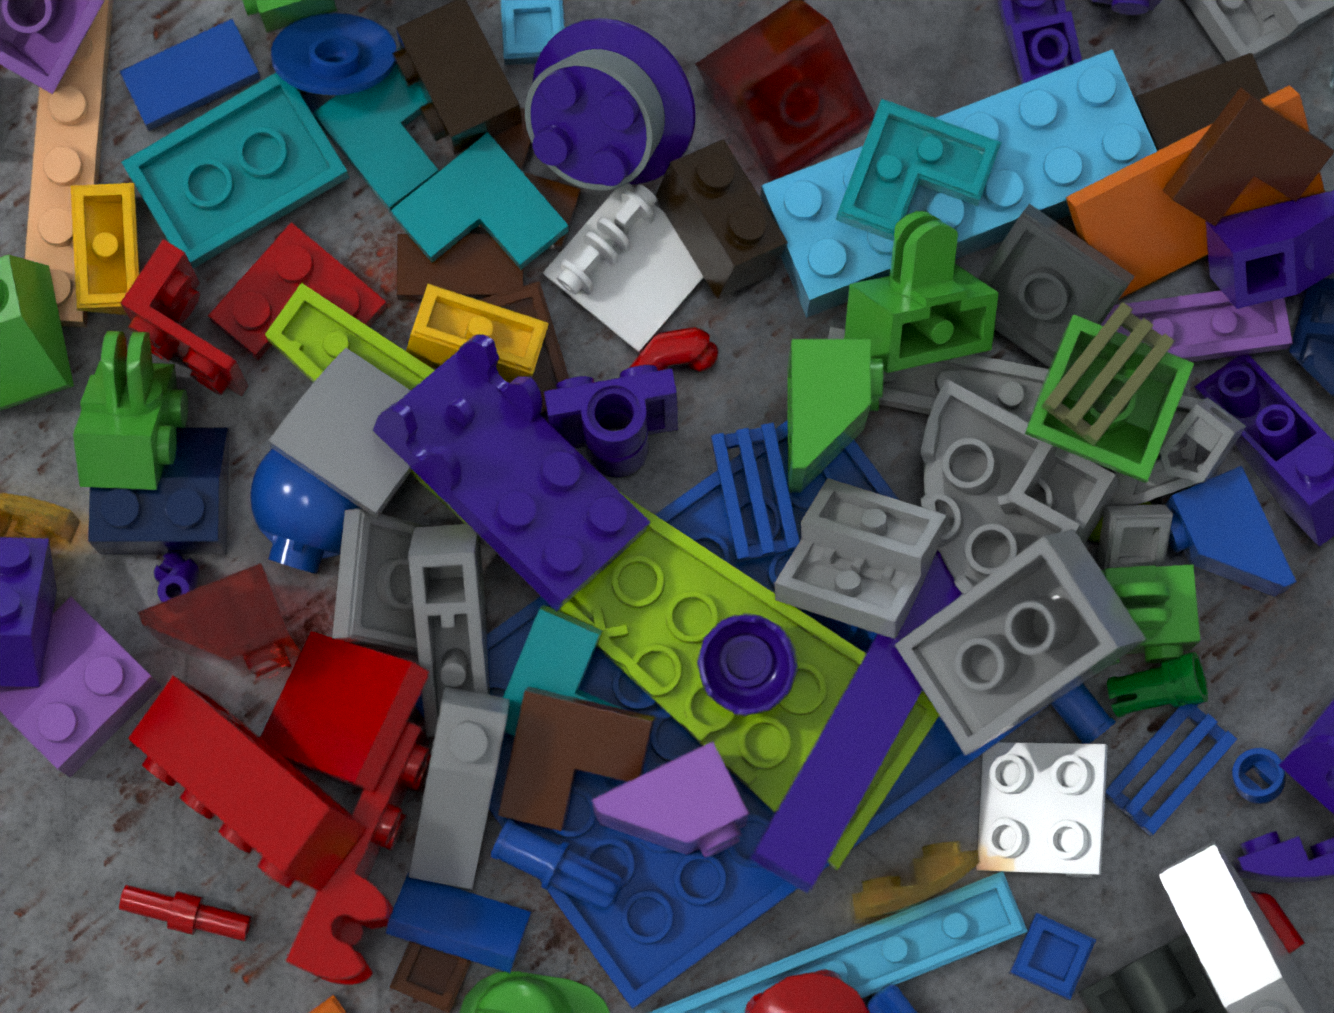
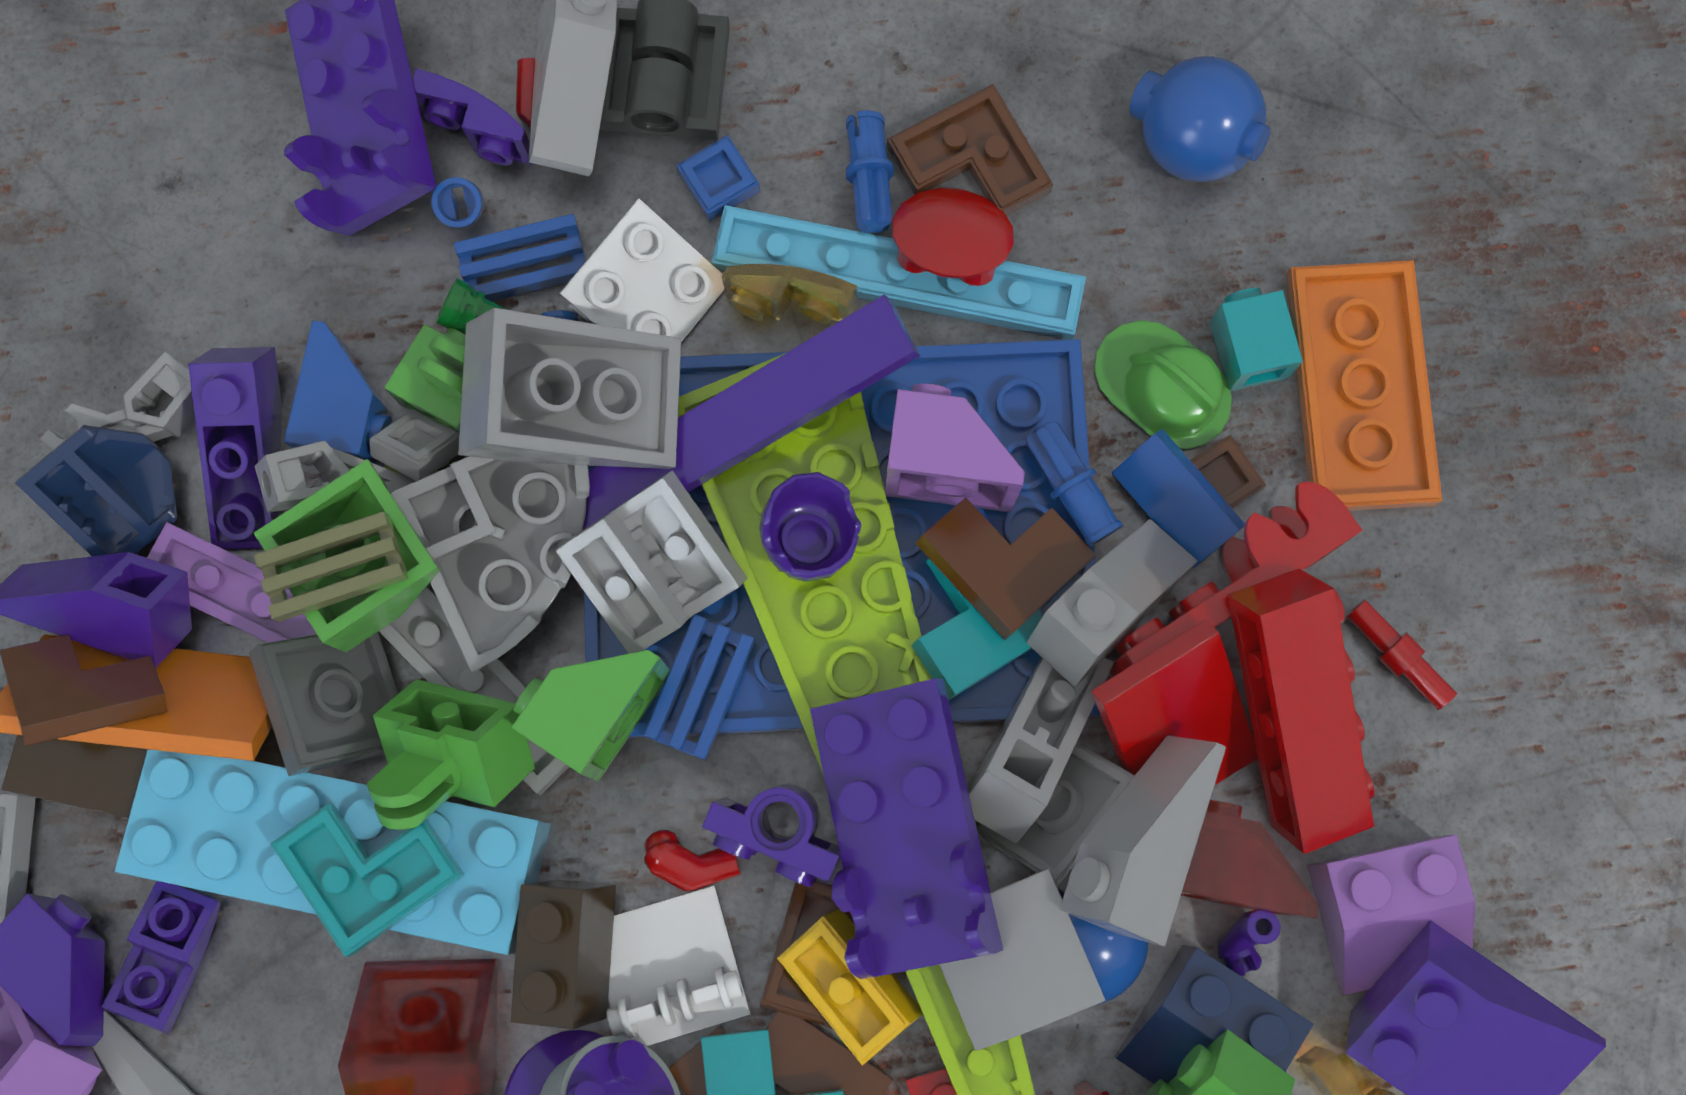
camera: 145 degrees left, 0 degrees up
(311, 576) = (1143, 845): none -> light grey slope

